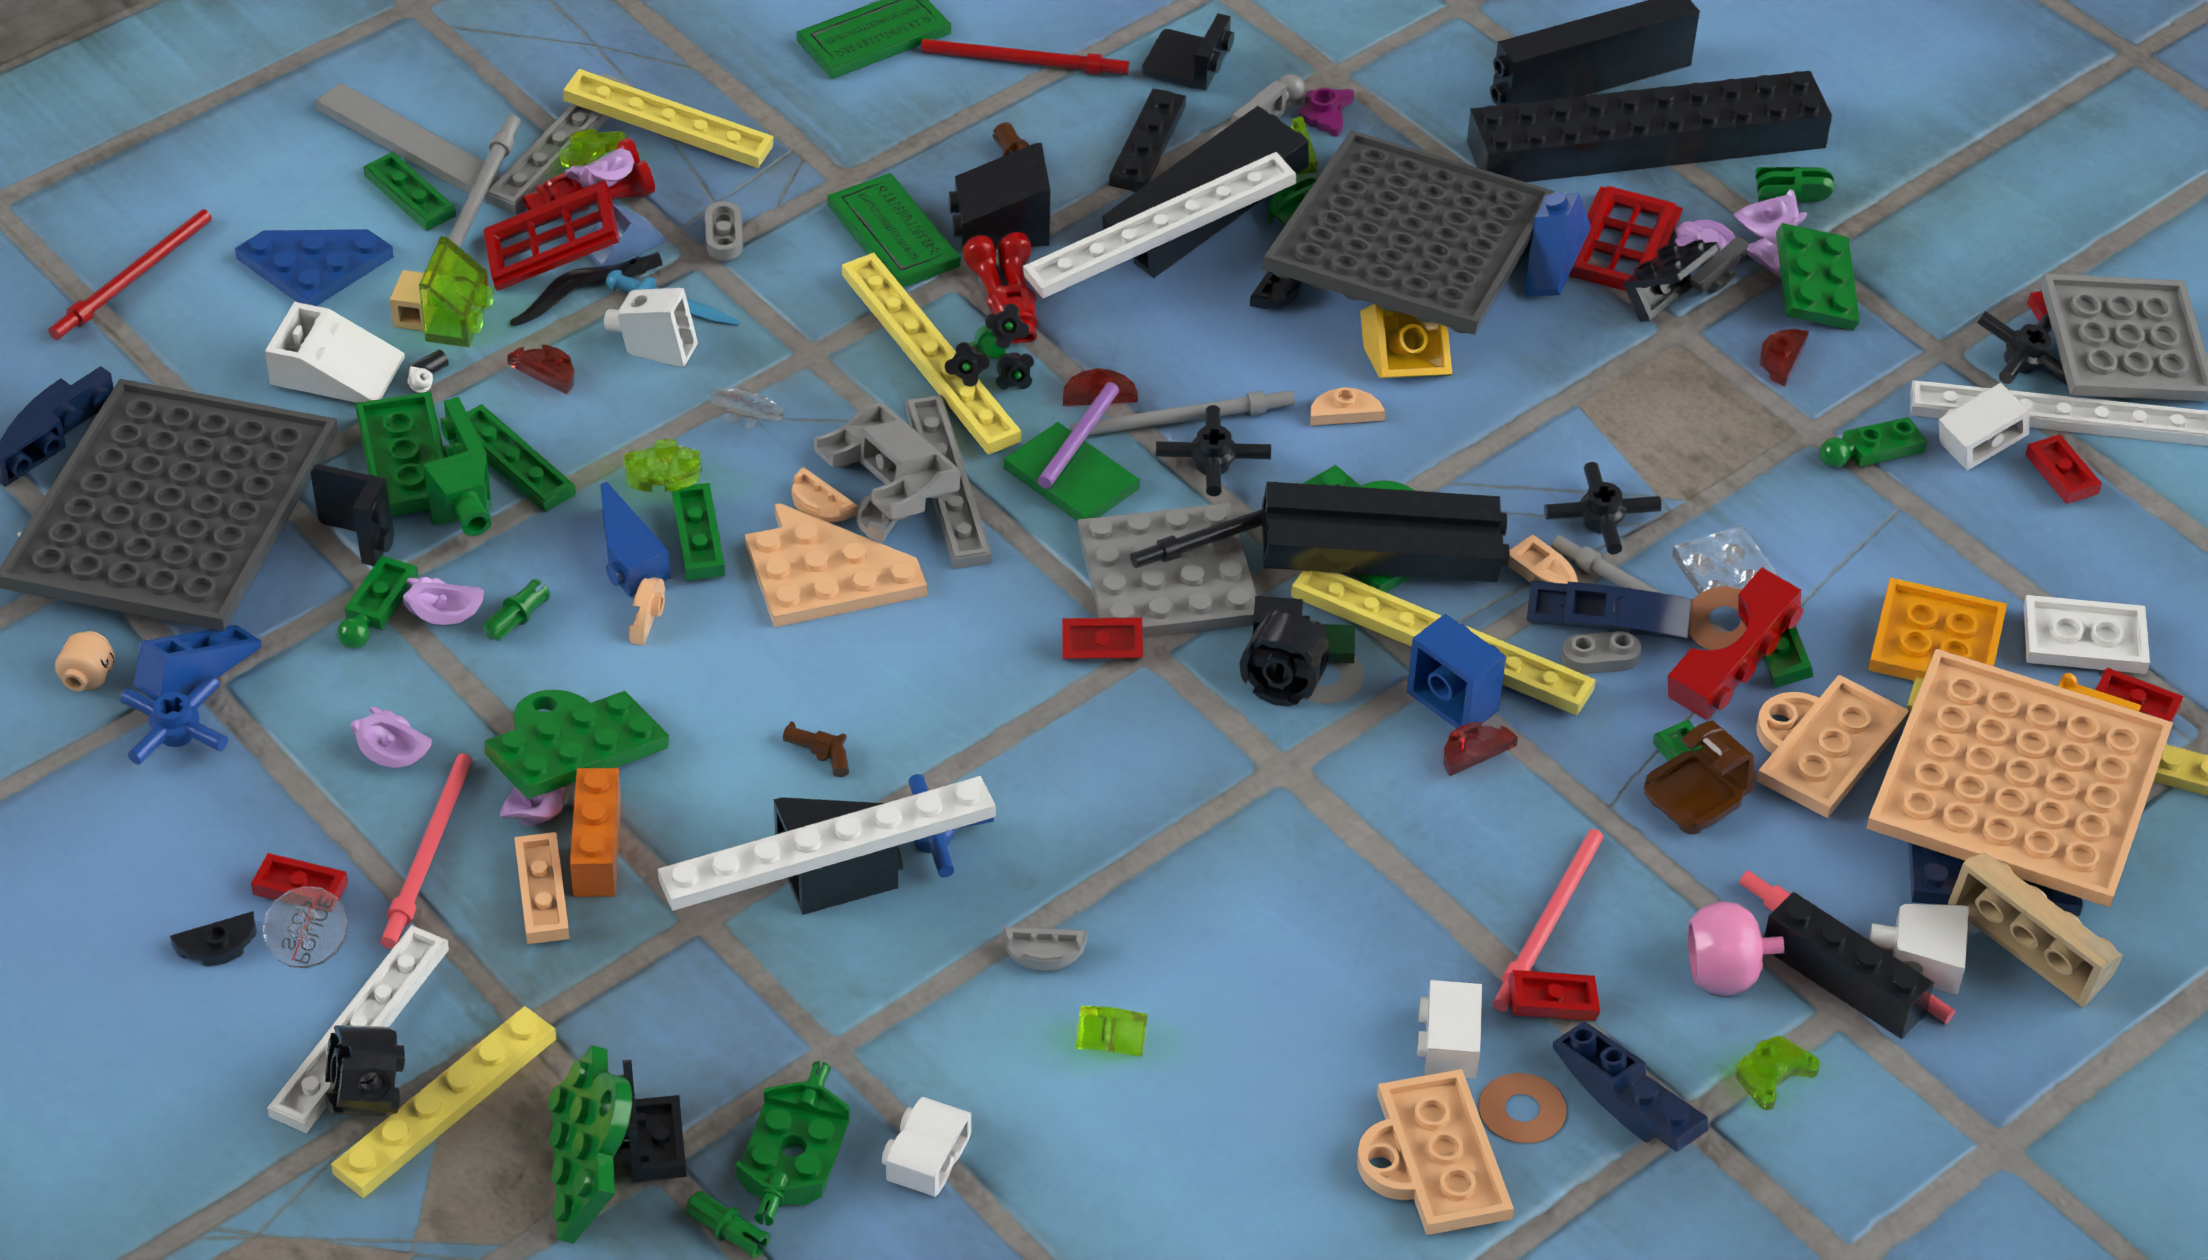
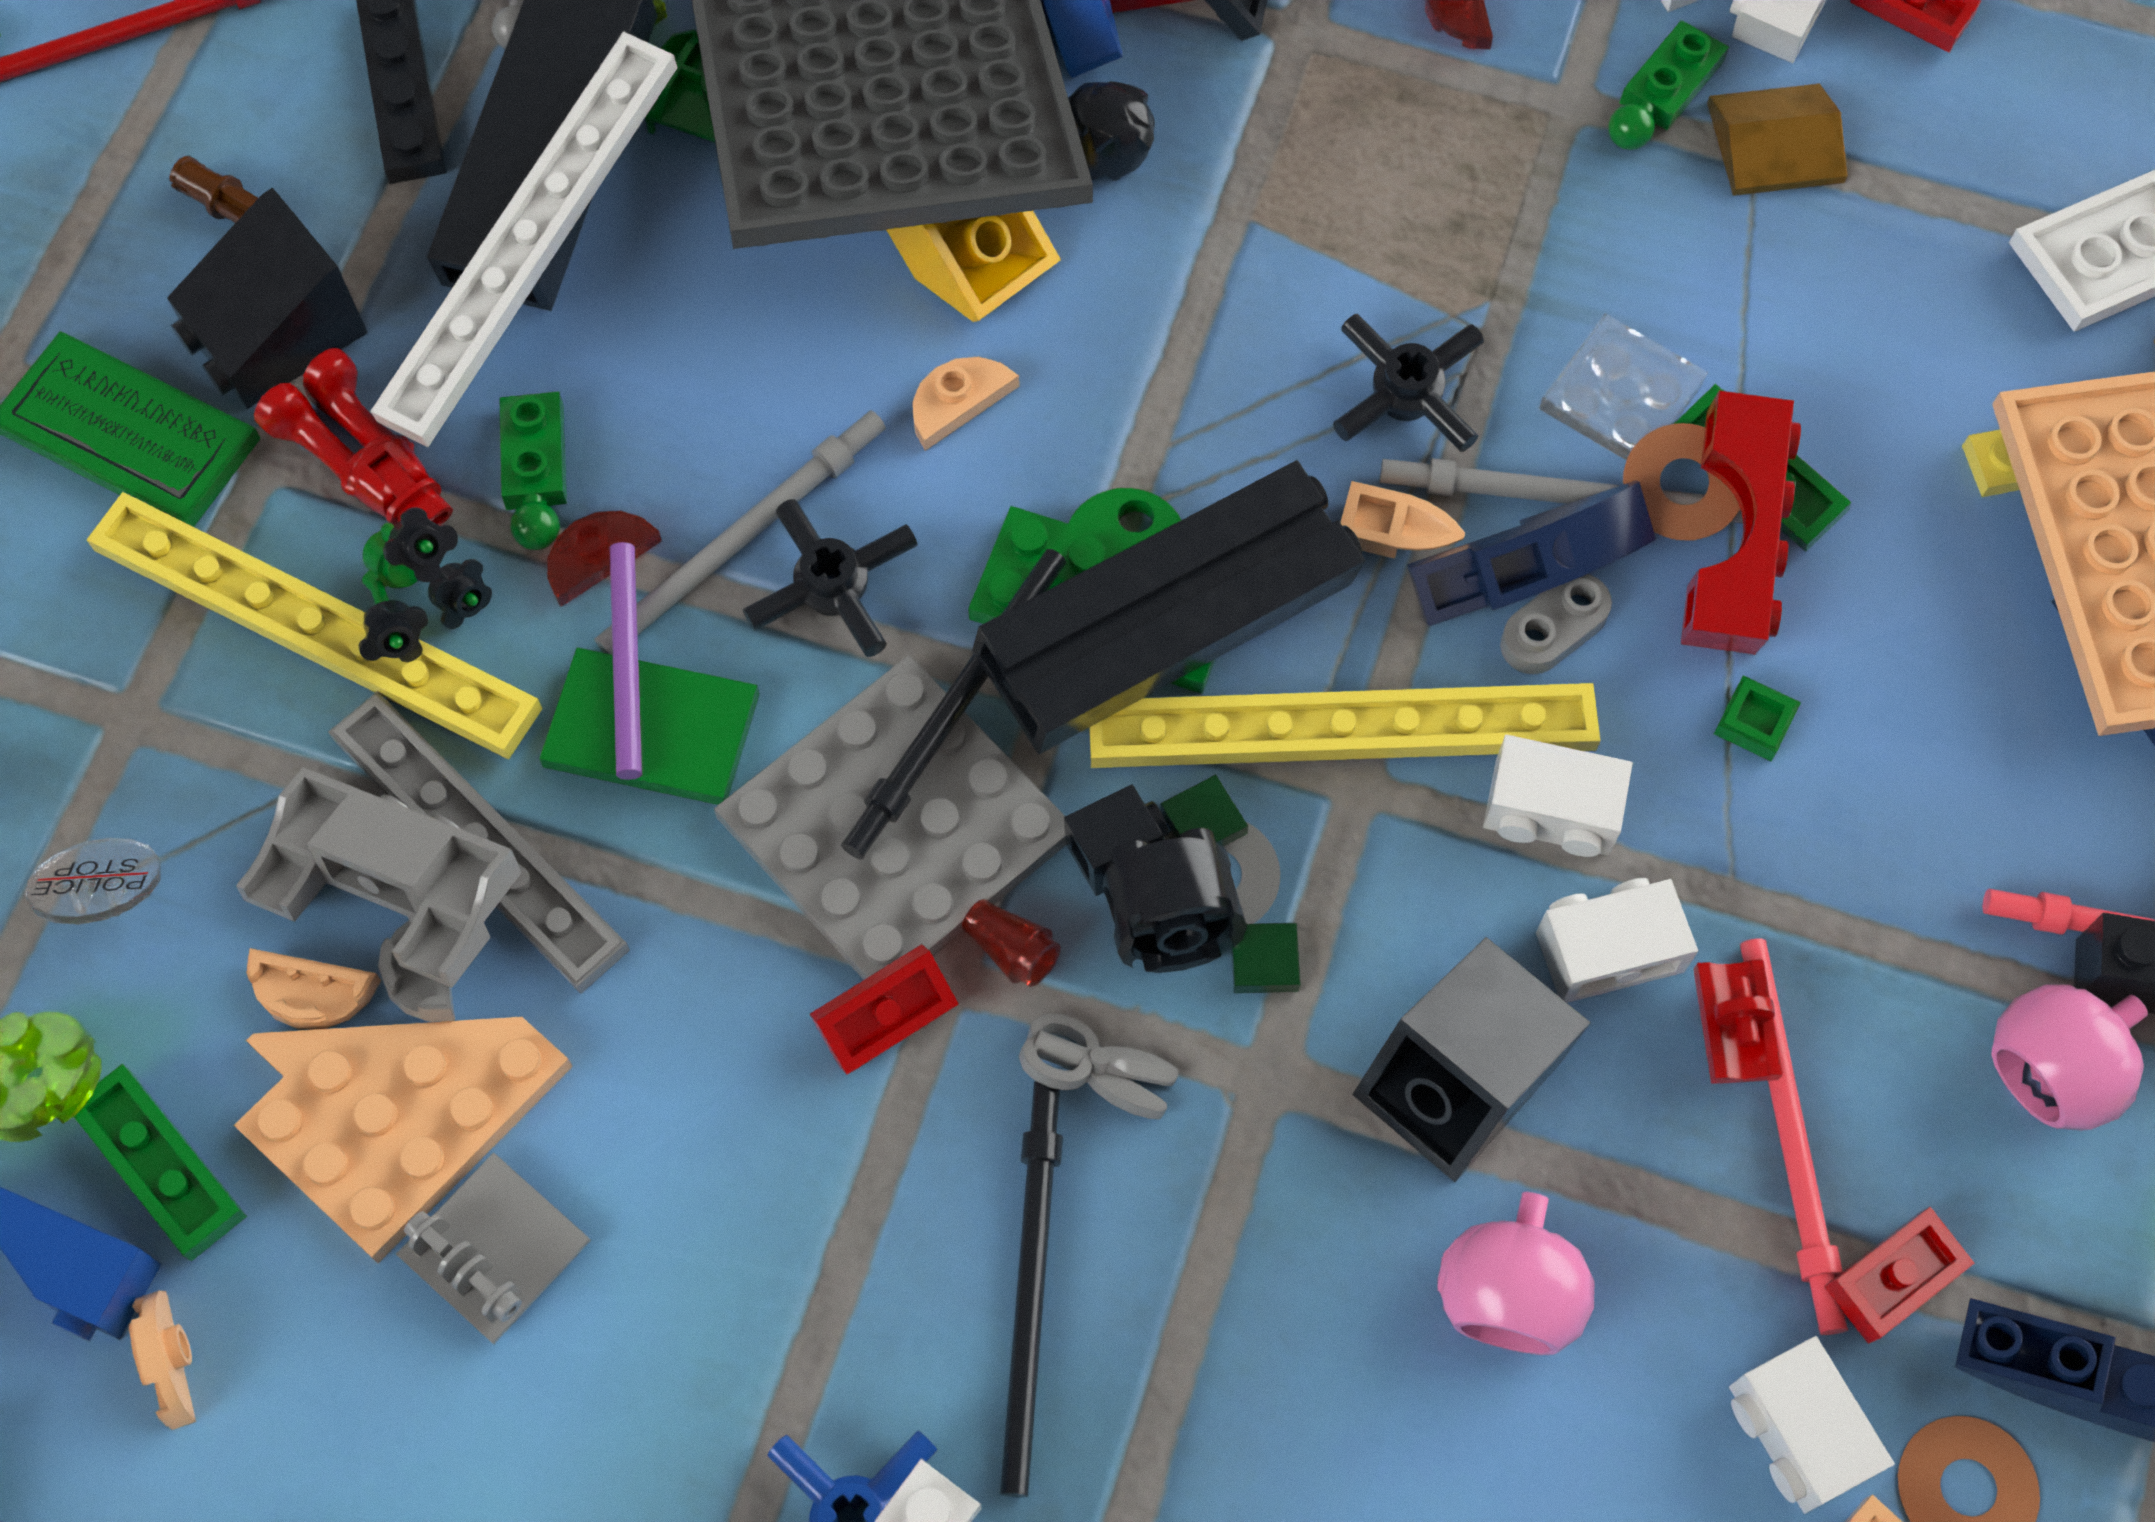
camera: 30 degrees left, 20 degrees up
(822, 744) = (591, 1457): reddish brown piece -> none
(833, 641) = (492, 1247): none -> light grey hinge
(1093, 336) = (533, 466): none -> green plate
(1137, 737) = (1040, 1153): none -> black bar
(1187, 703) = (1103, 1068): none -> light grey piece
(1191, 646) = (1015, 944): none -> clear red cone
(1274, 292) = (732, 265): black plate -> none
(1320, 716) = (1267, 959): none -> dark green tile
(1346, 895) = (1517, 1283): none -> bright pink piece
(1393, 797) = (1469, 1057): none -> slope
(1455, 673) = (1424, 792): blue brick -> none
(1475, 744) = (1503, 886): clear red plate -> none
(1515, 792) = (1615, 939): none -> white brick
(1521, 323) = (1112, 127): none -> black hair
(1539, 717) = (1557, 796): none -> white brick
(1551, 853) = (1737, 1022): none -> red hips
(1702, 784) = (1840, 779): reddish brown piece -> none
(1825, 741) = (1937, 612): light nougat plate -> none
(1923, 499) = (1779, 138): none -> pearl gold slope
(1928, 618) = (1944, 350): light orange plate -> none

